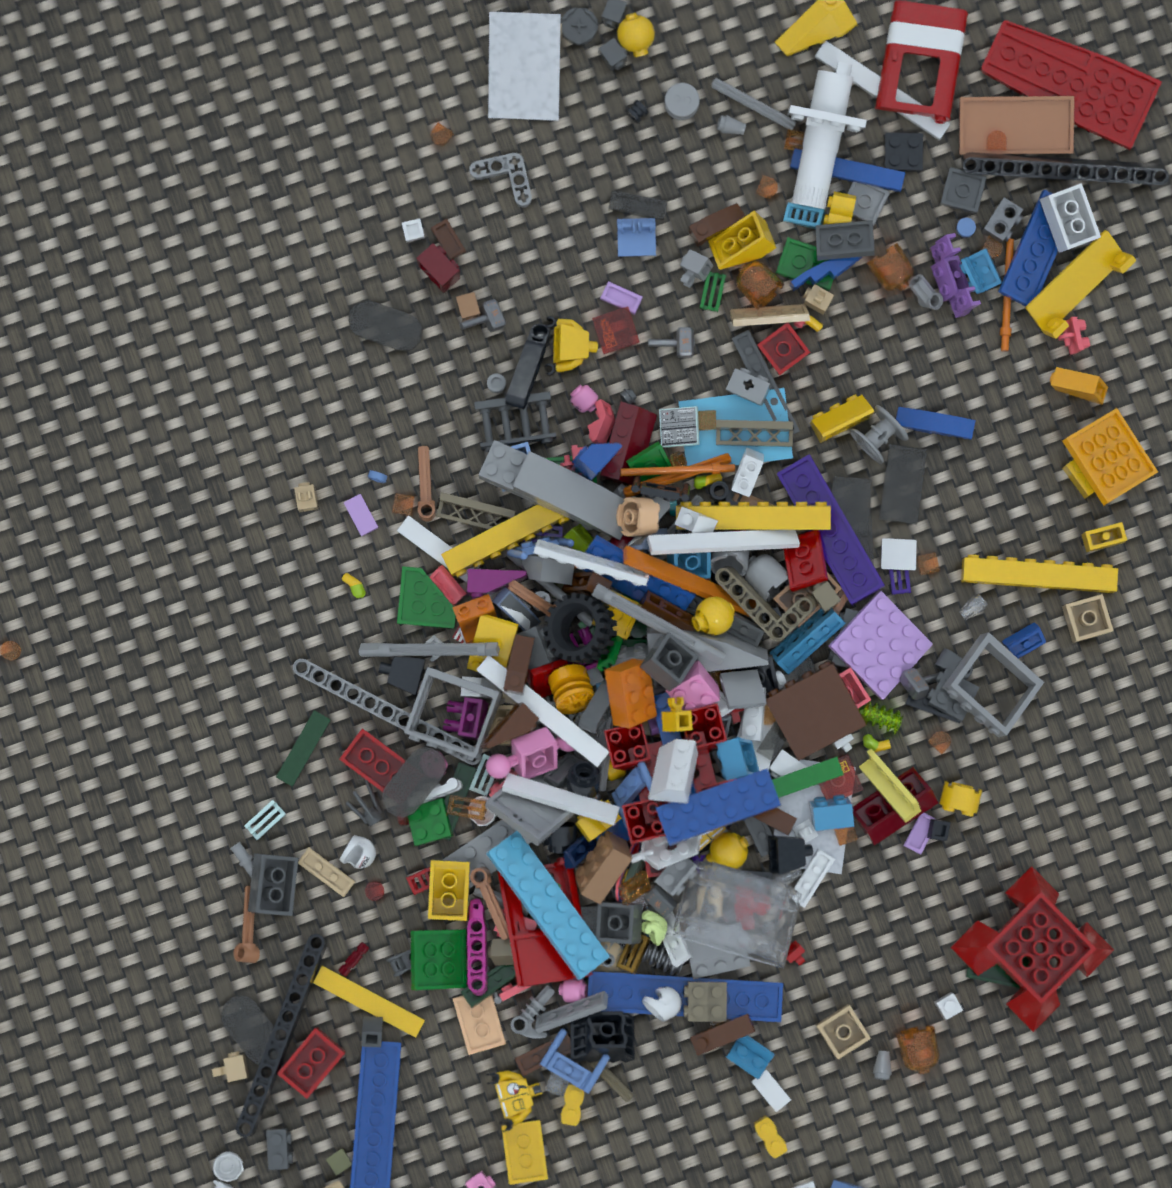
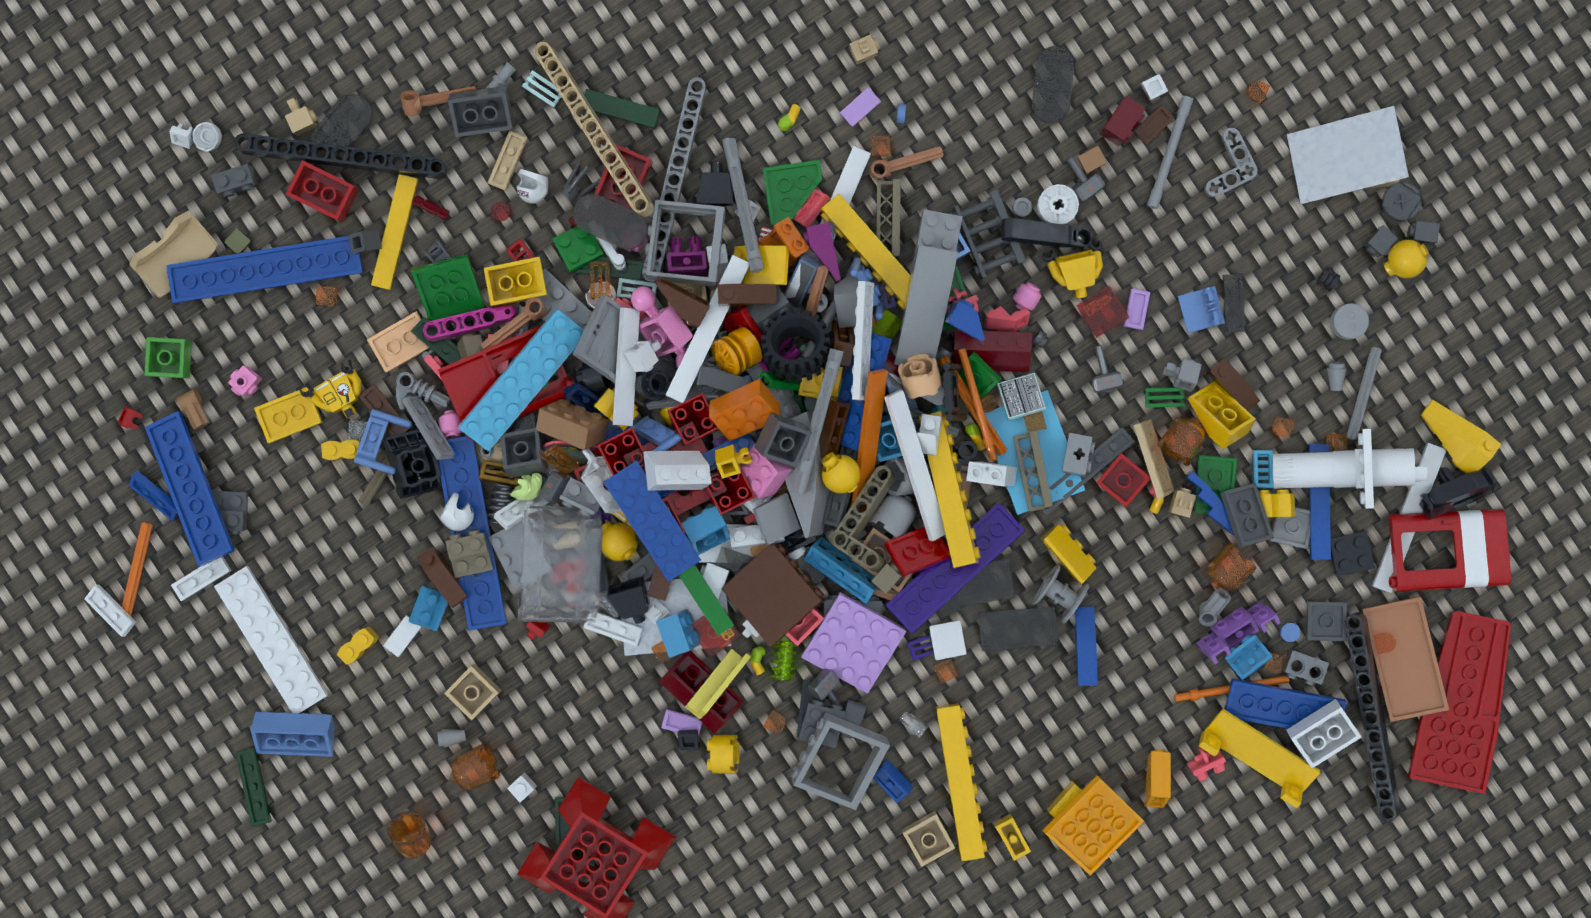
camera: 75 degrees right, 5 degrees up
(311, 782) = (599, 135): none -> tan beam
(415, 1085) = (326, 296): none -> clear orange tile
(492, 352) = (1053, 194): none -> white wheel
(512, 251) = (1182, 113): none -> light grey piece
(553, 780) = (642, 355): none -> white brick
(868, 40) = (1457, 492): none -> black piece
(970, 1127) = (410, 834): none -> clear orange cylinder

